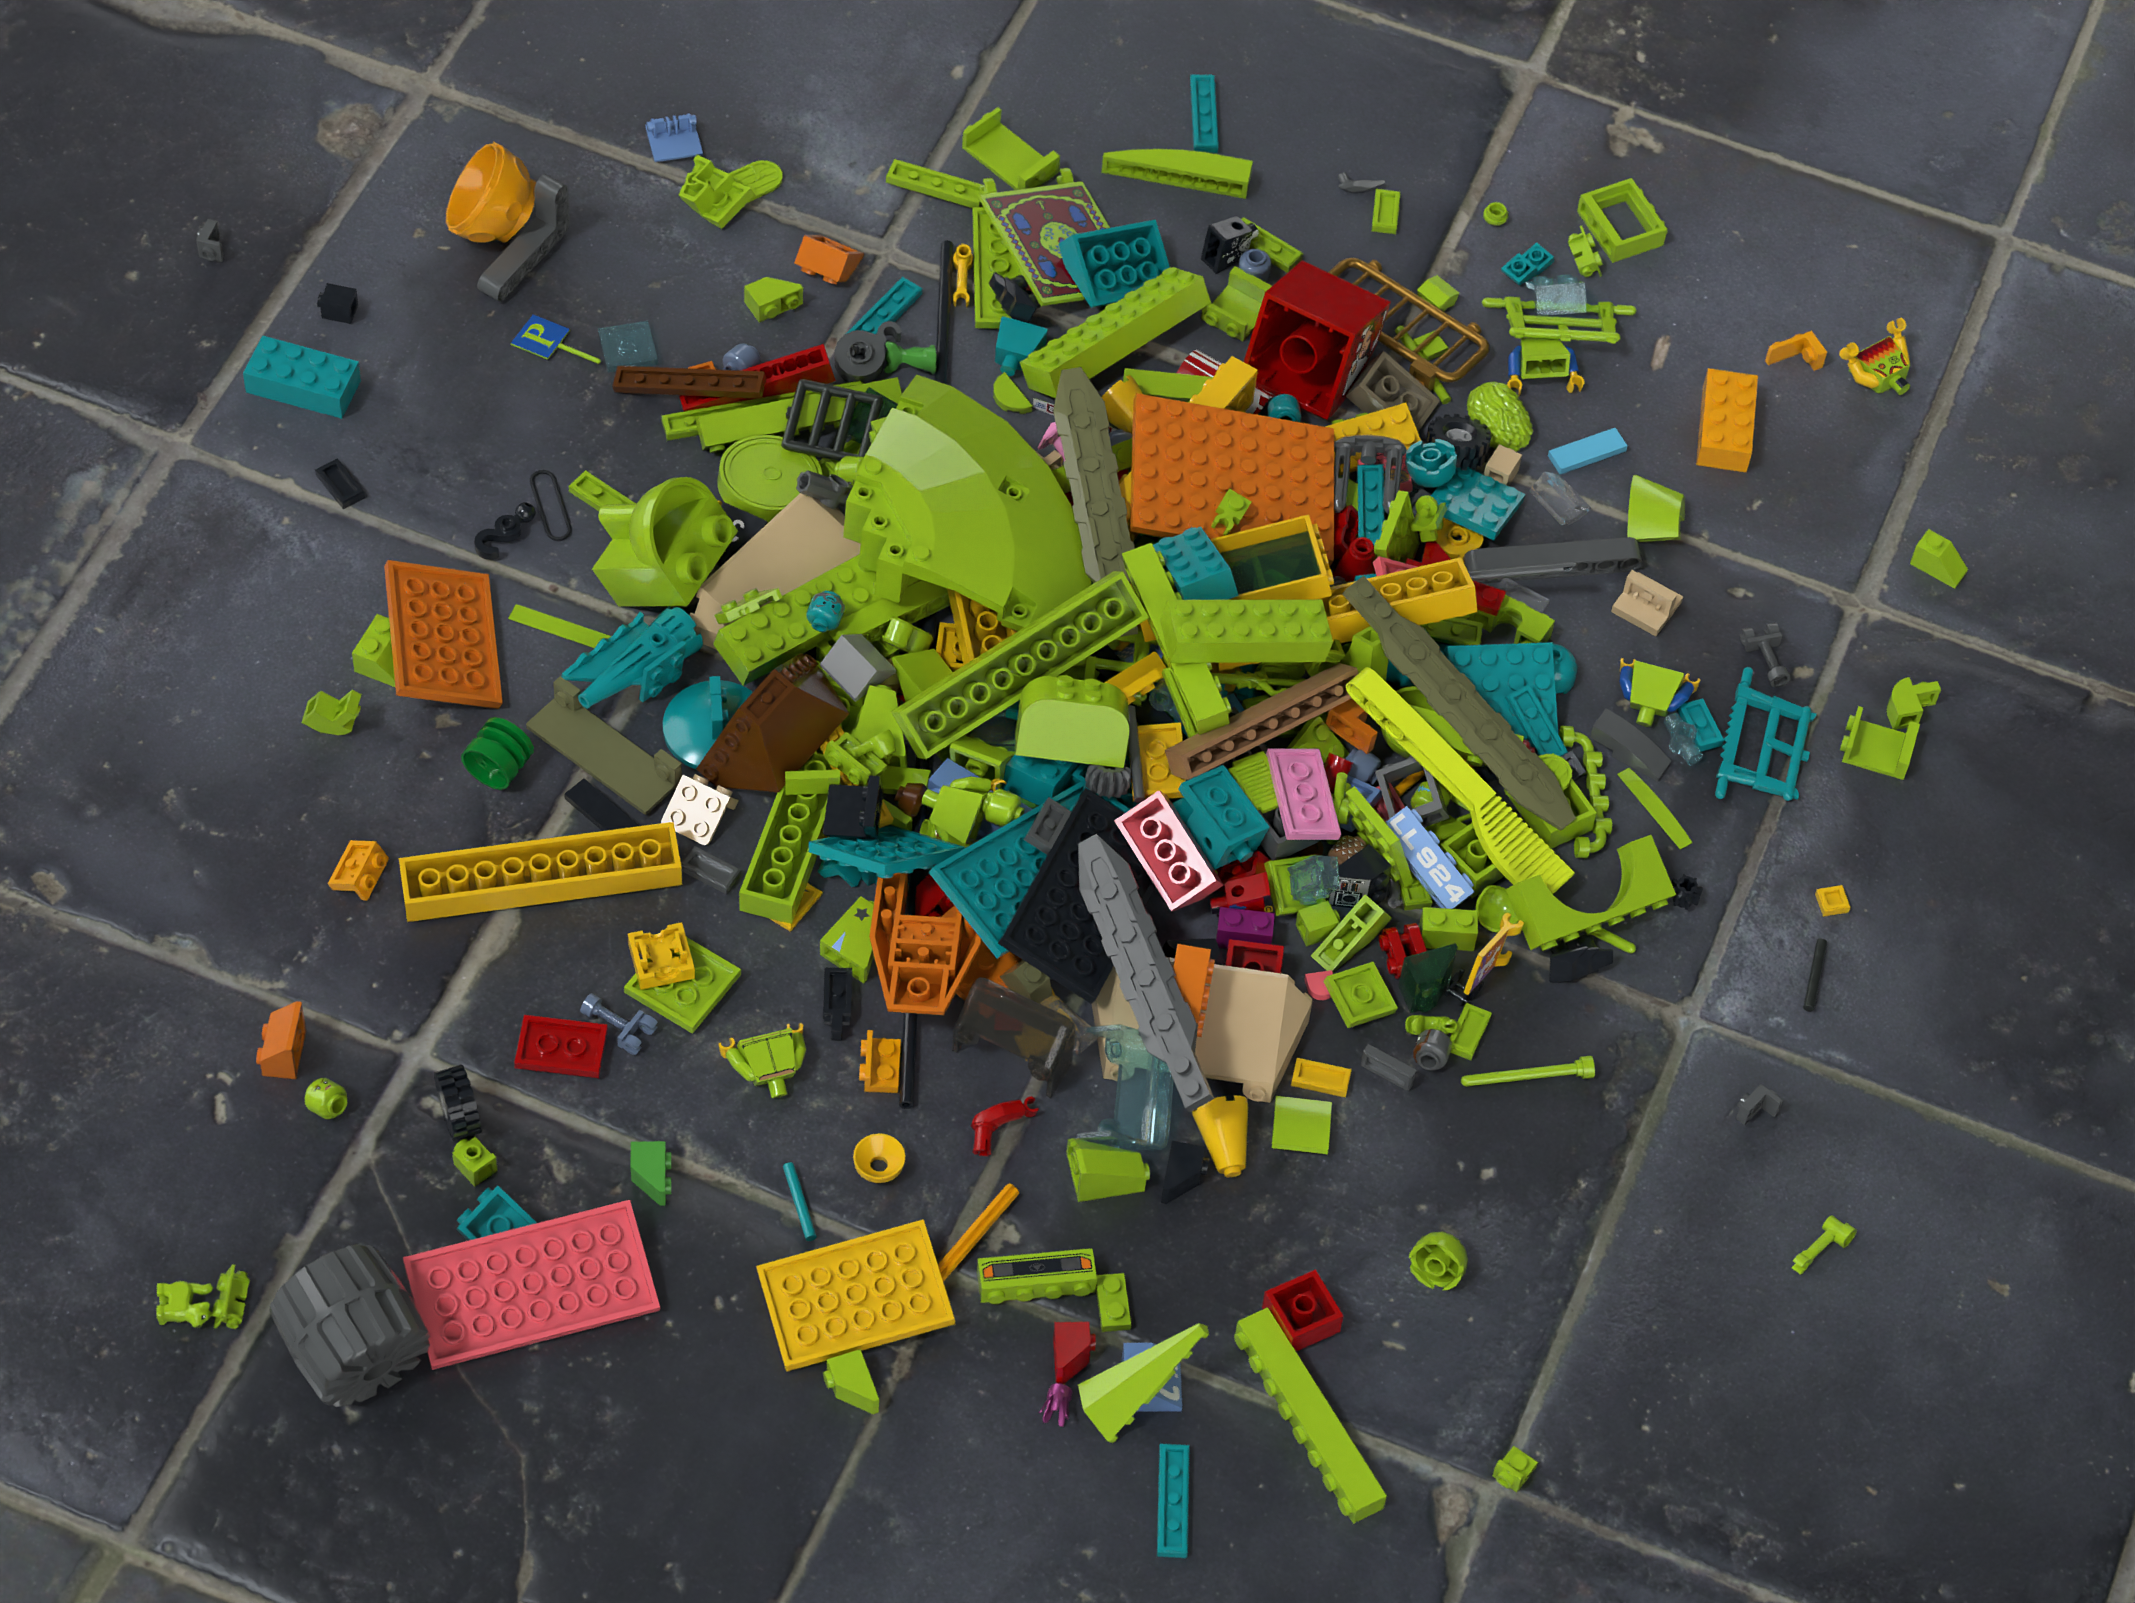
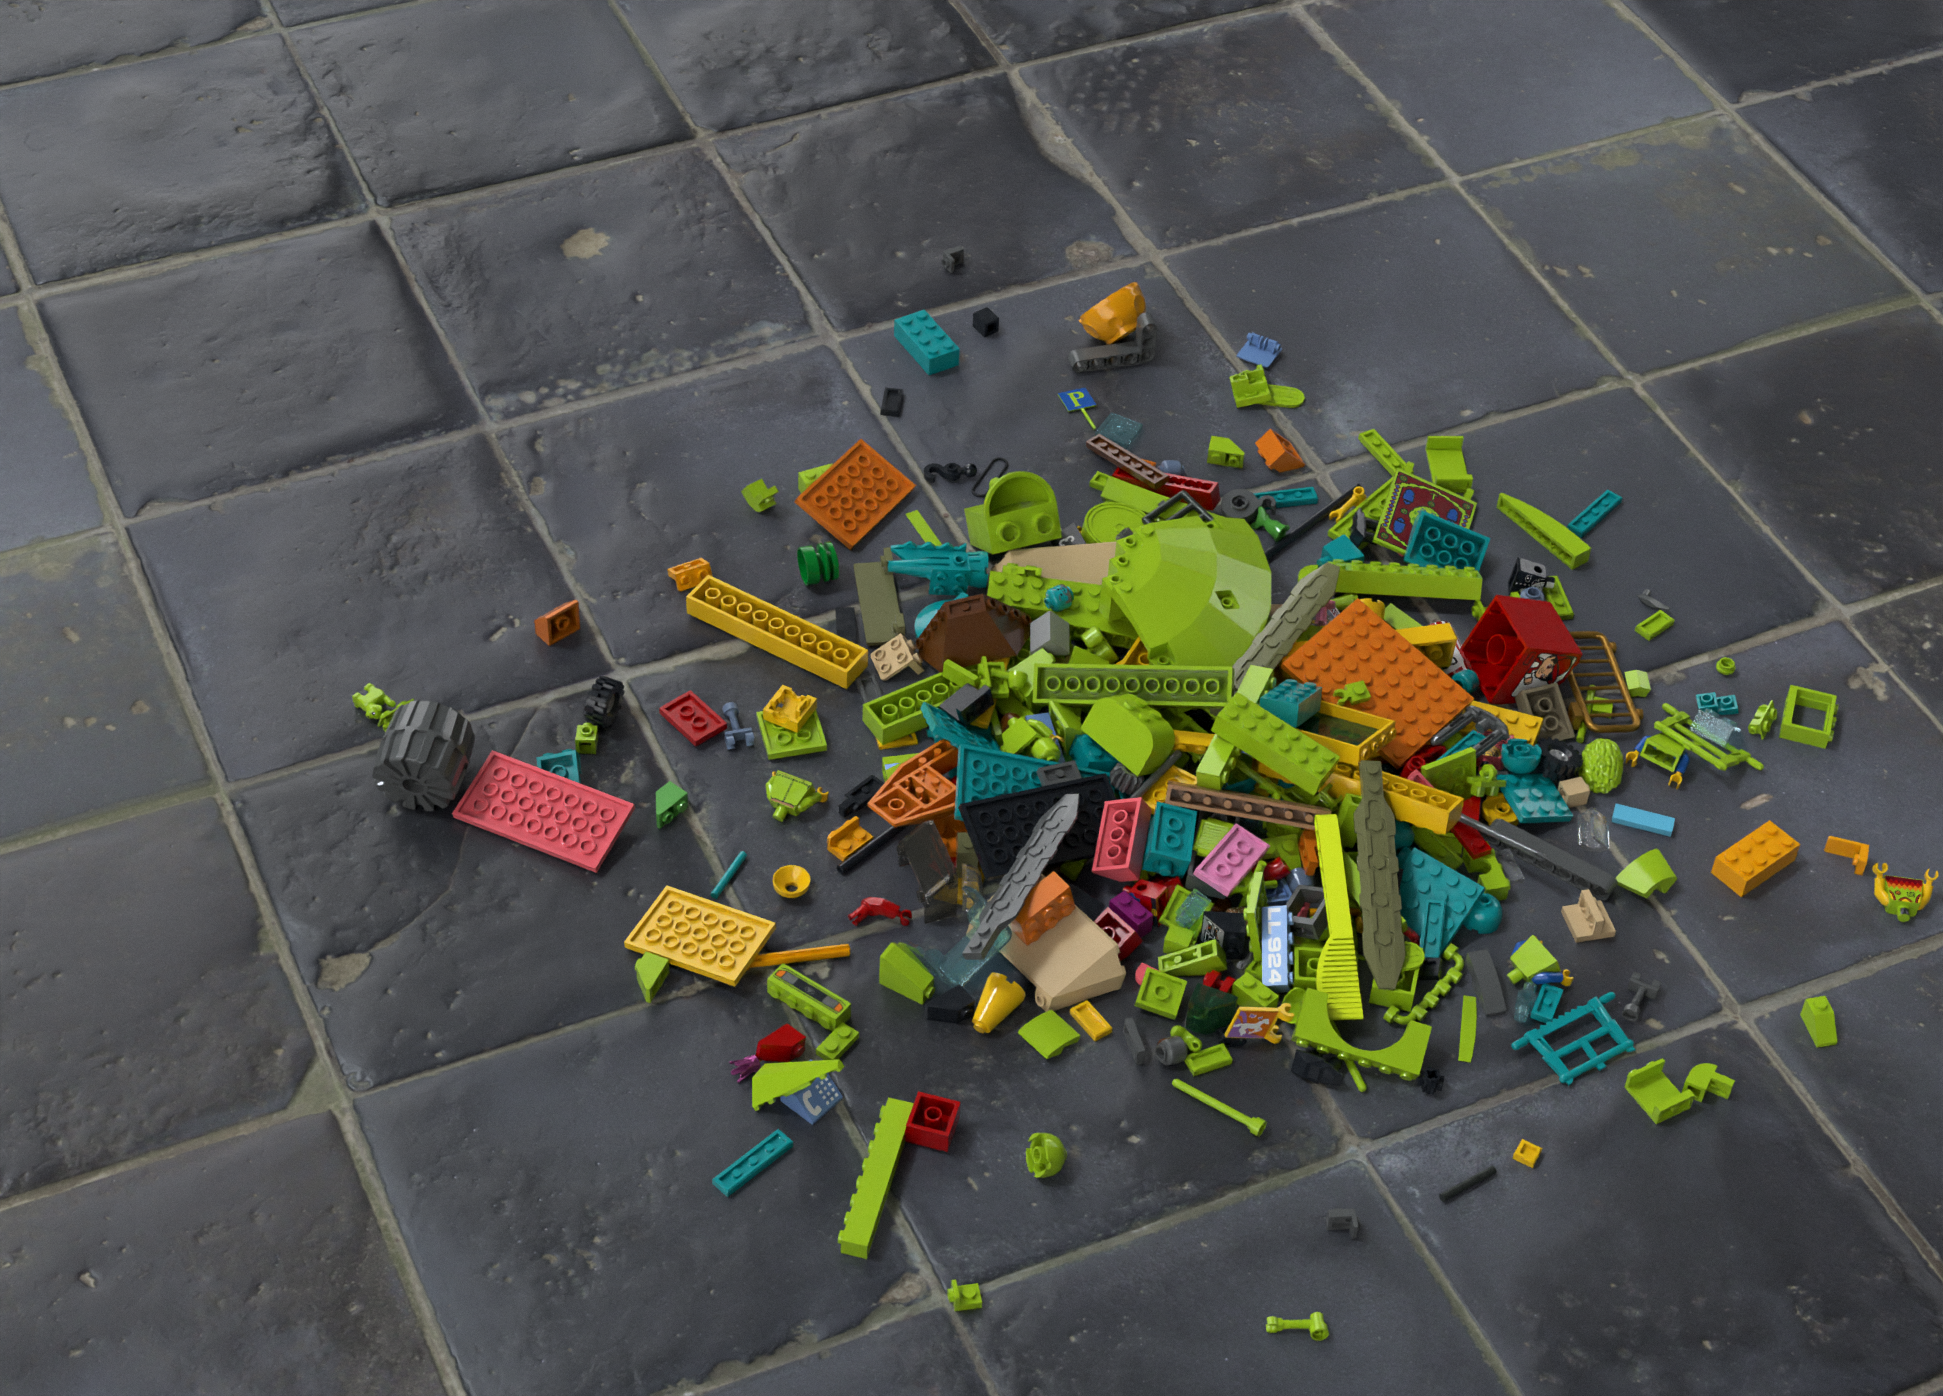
camera: 45 degrees right, 10 degrees down
(326, 1098) = (548, 660): lime head -> none

